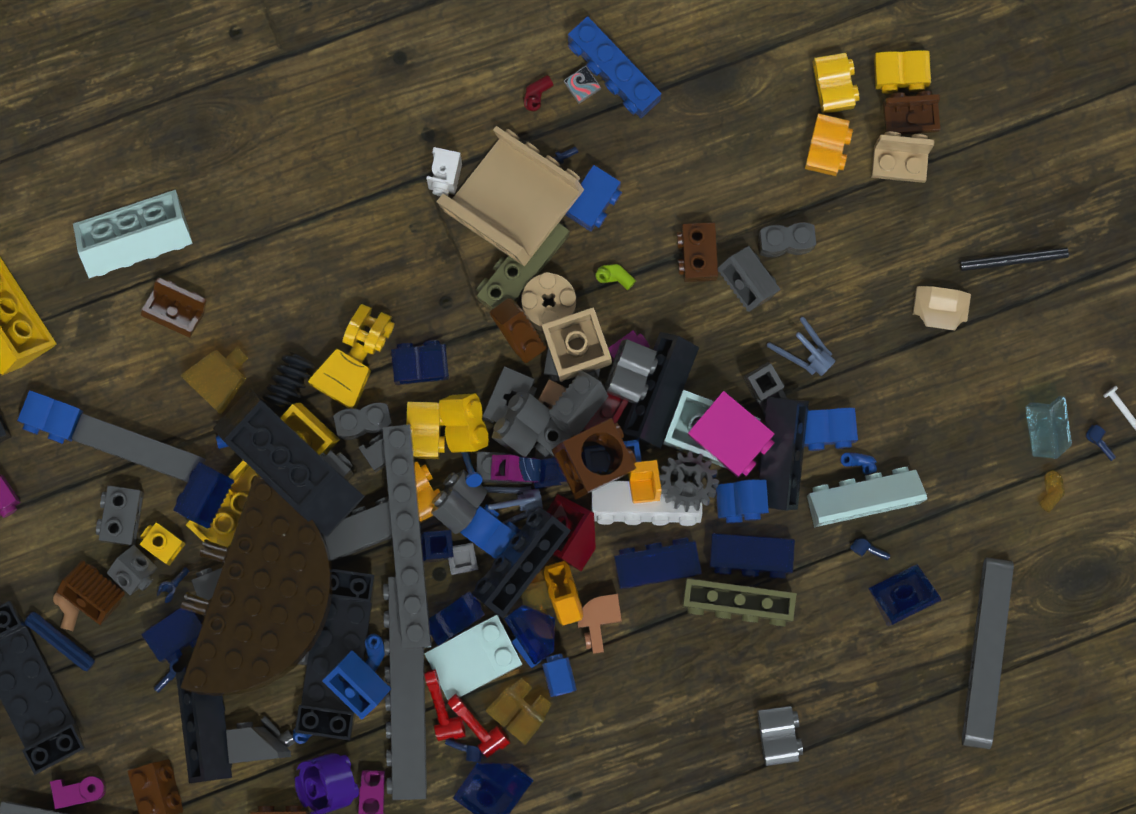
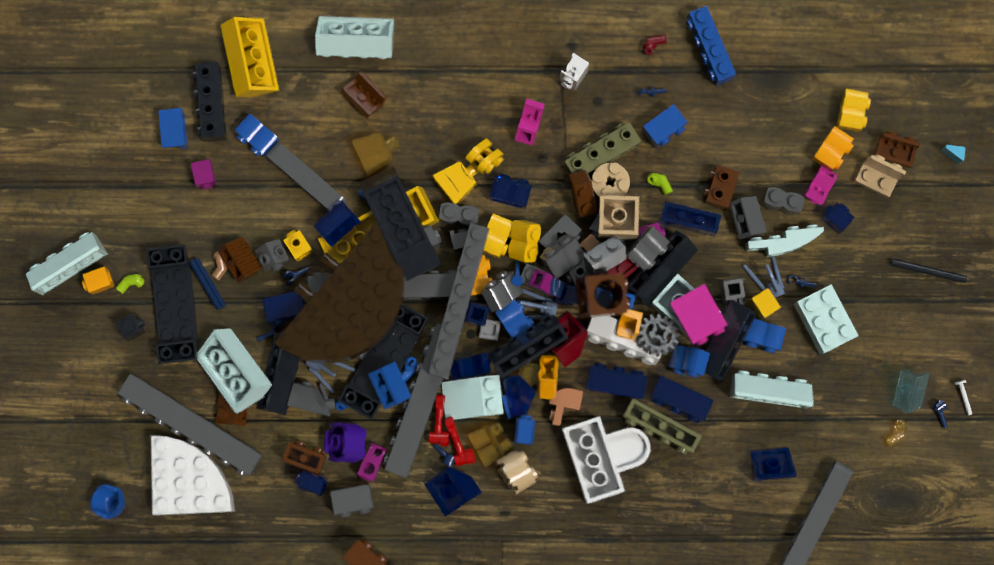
camera: 20 degrees right, 0 degrees up
(87, 791) = (189, 388): magenta leg -> none
(120, 515) = (277, 217): dark grey brick -> none
(138, 744) = (233, 369): none -> light aqua slope
(246, 698) = (314, 367): none -> sand blue plant
(288, 381) = (420, 170): black piece -> none
(410, 260) = (529, 122): none -> dark pink brick
(514, 197) = (613, 106): tan panel -> none
(568, 734) = (516, 471): none -> tan brick
(582, 84) = (685, 49): tile -> none
(672, 310) = (690, 219): none -> clear blue brick
(675, 671) = (602, 456): none -> white brick
(778, 735) = (654, 525): dark grey brick -> none
(813, 387) = (764, 304): none -> yellow panel
(819, 286) = (792, 239): none -> light aqua slope
(829, 200) = (820, 185): none -> dark pink brick
(853, 337) = (802, 282): none -> dark blue hand
(856, 459) = (776, 364): blue arm -> none
(860, 547) = (757, 421): dark blue hand -> none
(867, 233) = (837, 217): none -> clear blue brick
(902, 70) = (900, 118): yellow brick -> none
(902, 376) = (825, 319): none -> light aqua brick
(941, 306) = (868, 283): tan slope -> none
(989, 89) = (954, 152): none -> medium azure slope

